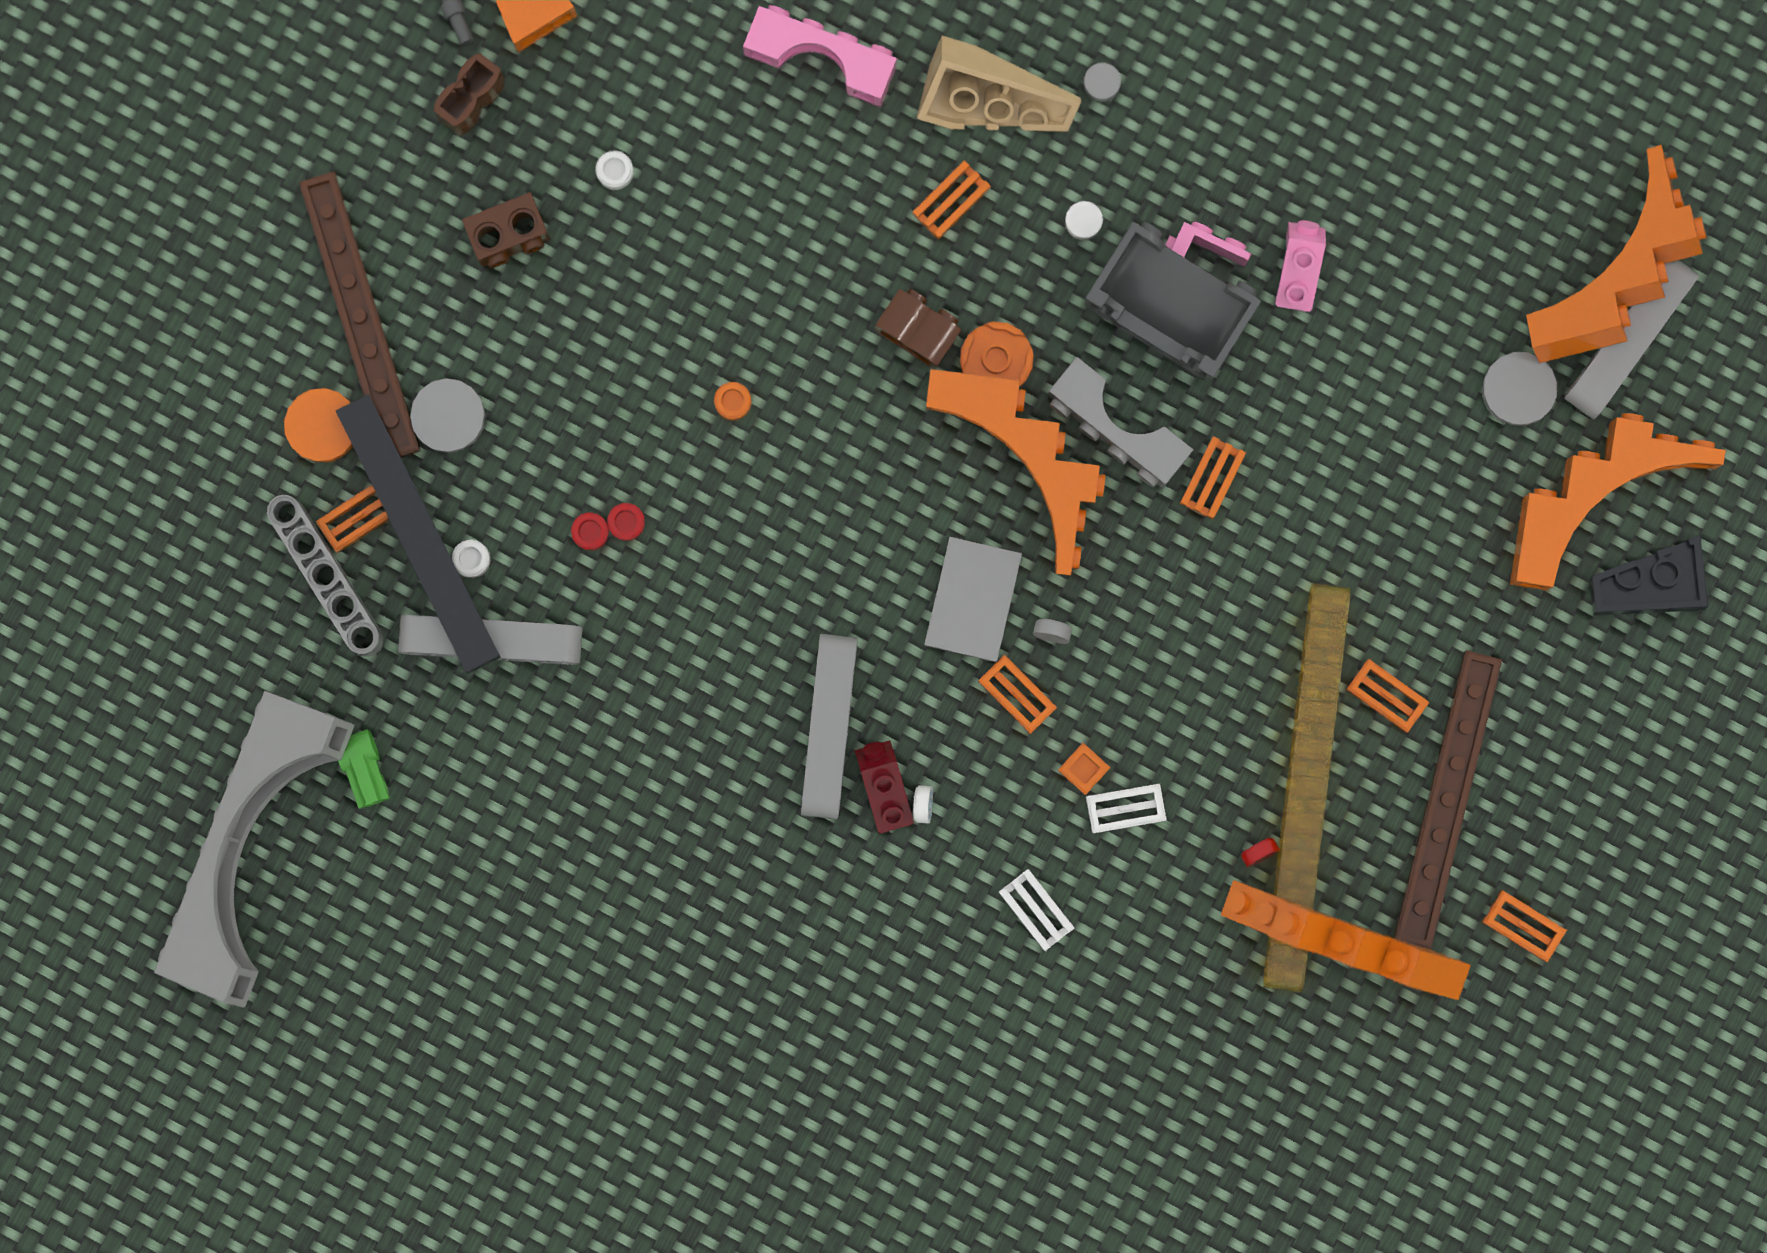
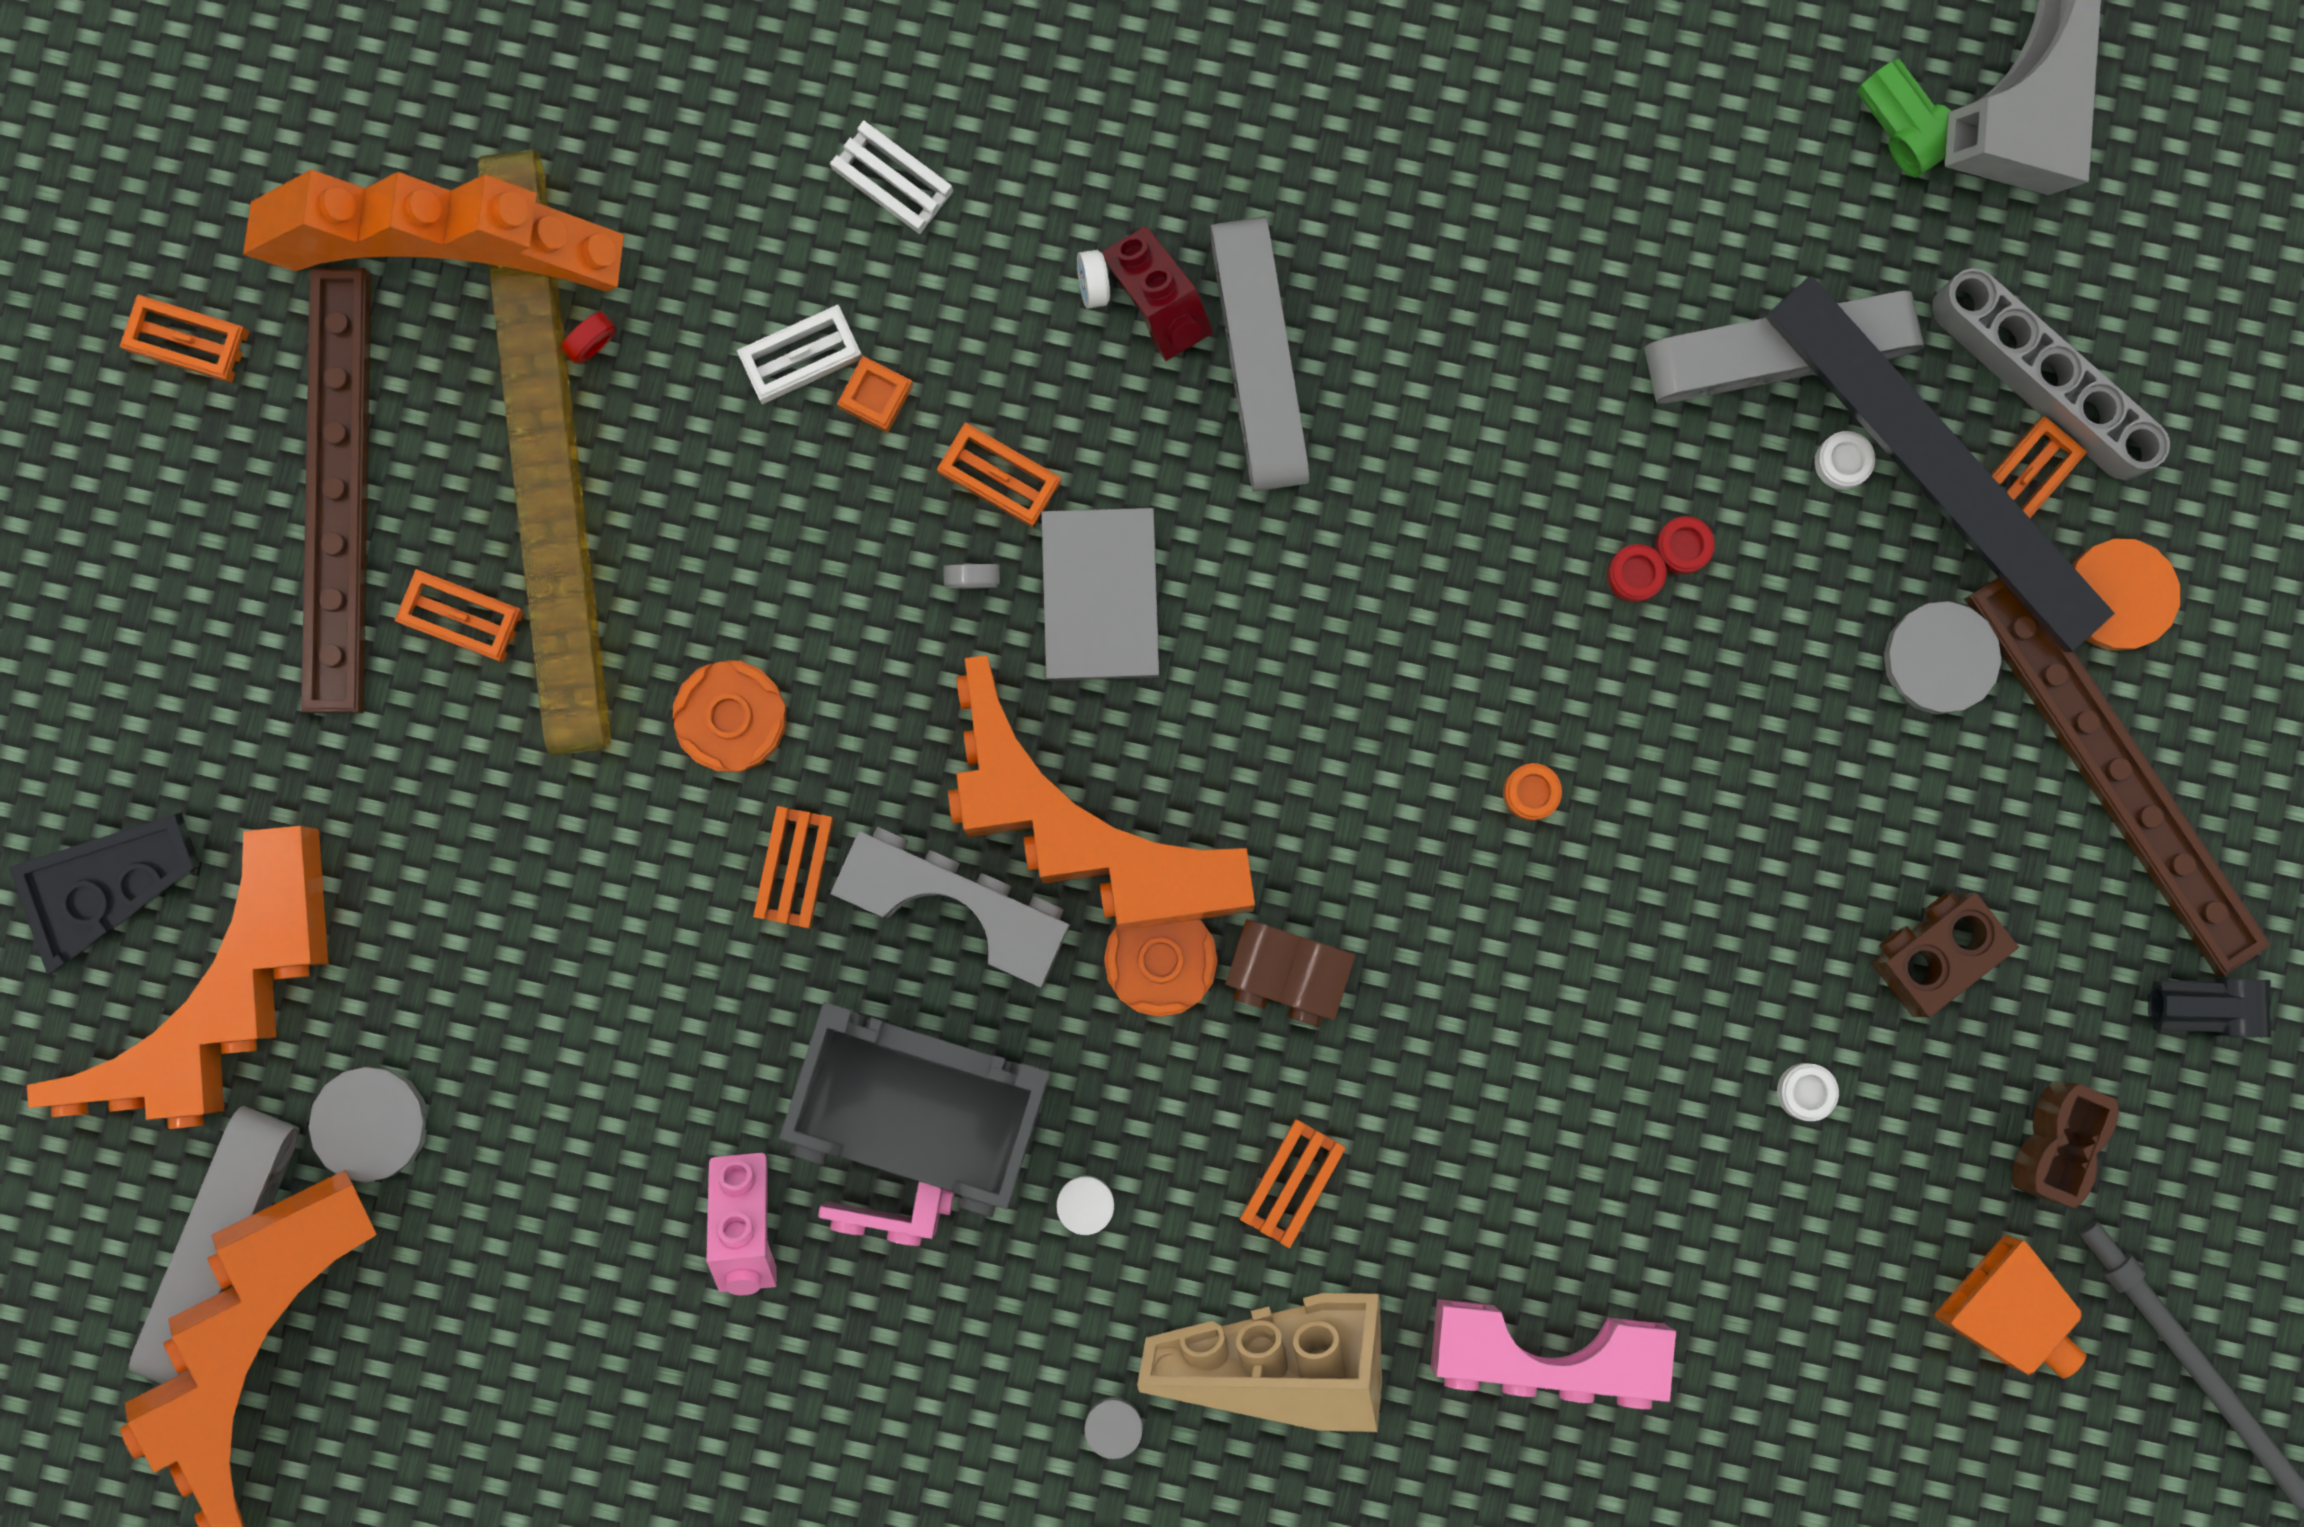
camera: 160 degrees right, 0 degrees up
(338, 150) = (2220, 1007): none -> black piece
(1230, 585) = (729, 716): none -> orange tile

